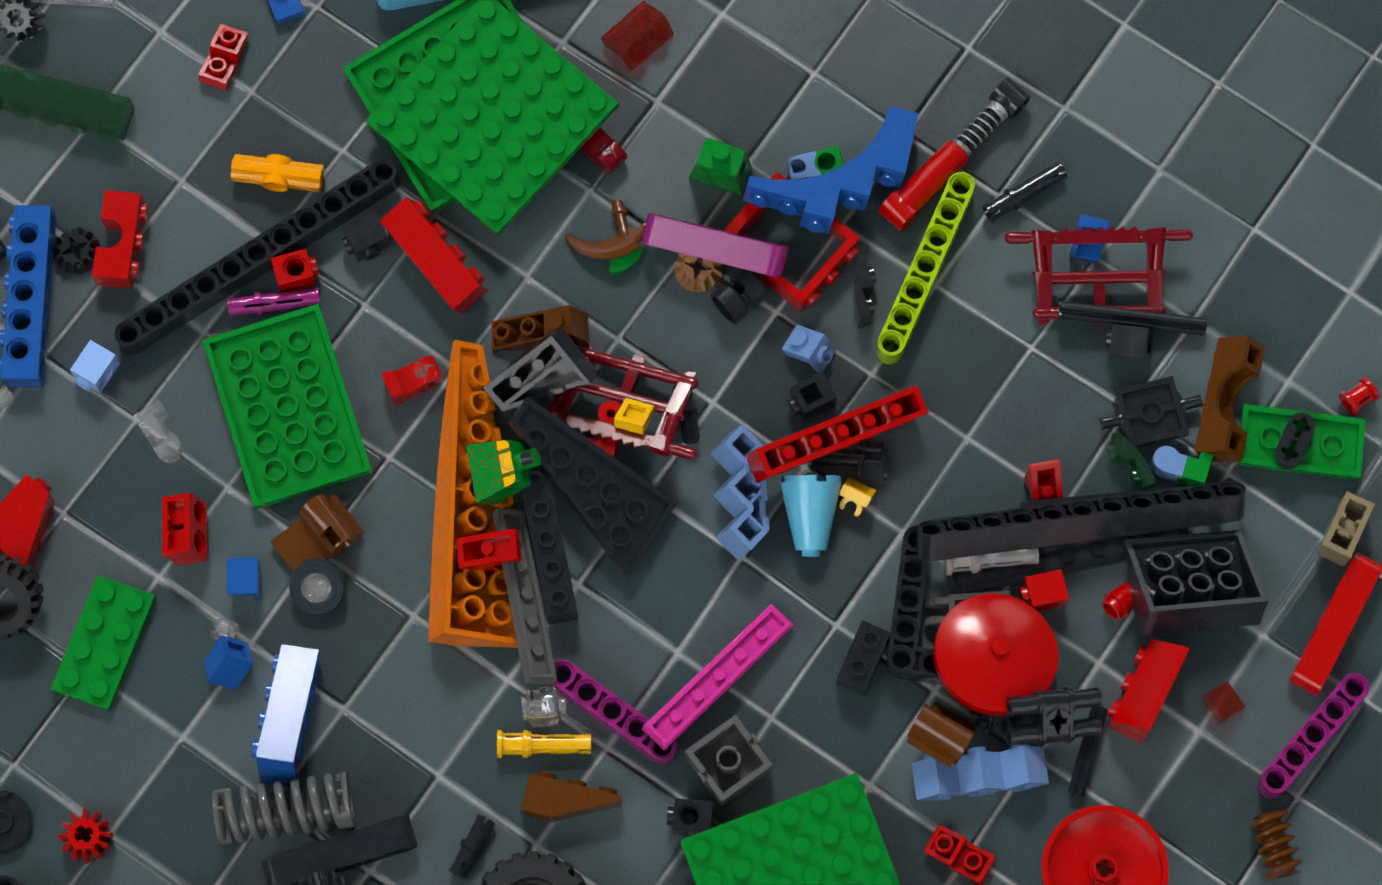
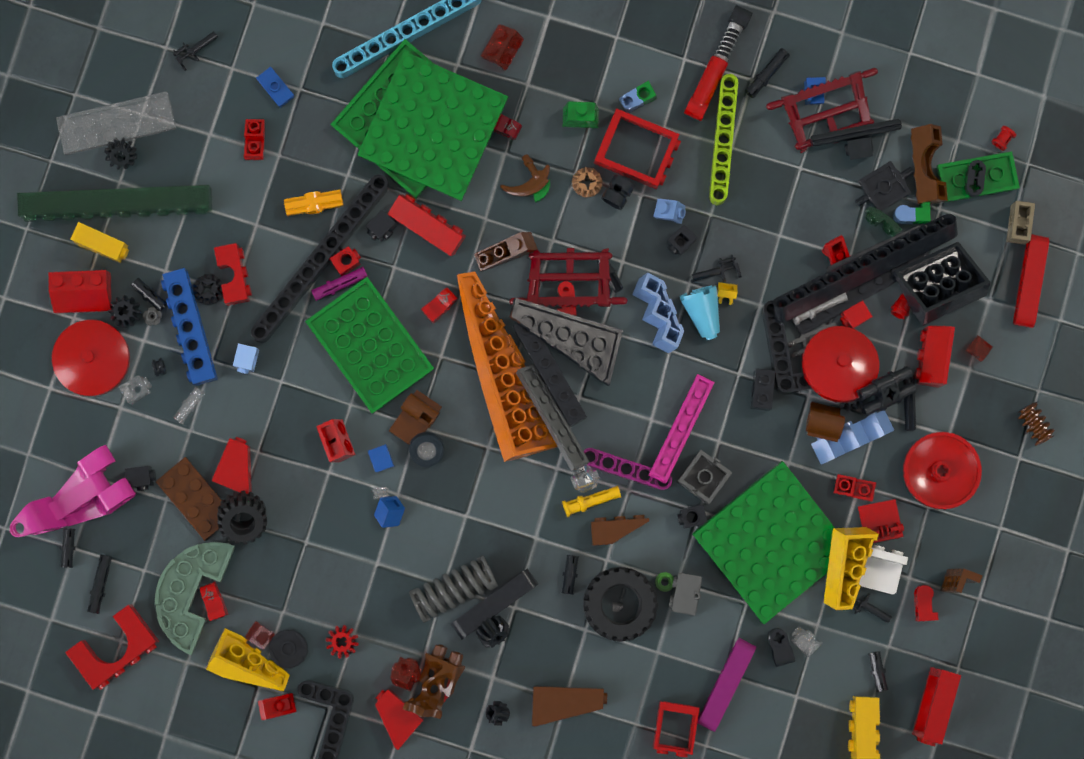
camera: 20 degrees left, 10 degrees up
(103, 643) = (310, 523): green plate -> none
(164, 443) = (303, 391): clear leg -> none
(286, 714) = (436, 532): wedge -> none
(489, 550) = (523, 397): red slope -> none
(500, 469) = (513, 346): green torso -> none
(540, 371) = (517, 277): black wedge -> none
(634, 416) = (581, 287): yellow tile -> none
(715, 245) = (595, 166): magenta beam -> none
(836, 434) = (705, 261): red brick -> none
(850, 185) = (665, 104): blue arch -> none
(863, 286) = (689, 161): black slope -> none
(1323, 725) = (1044, 345): magenta beam -> none

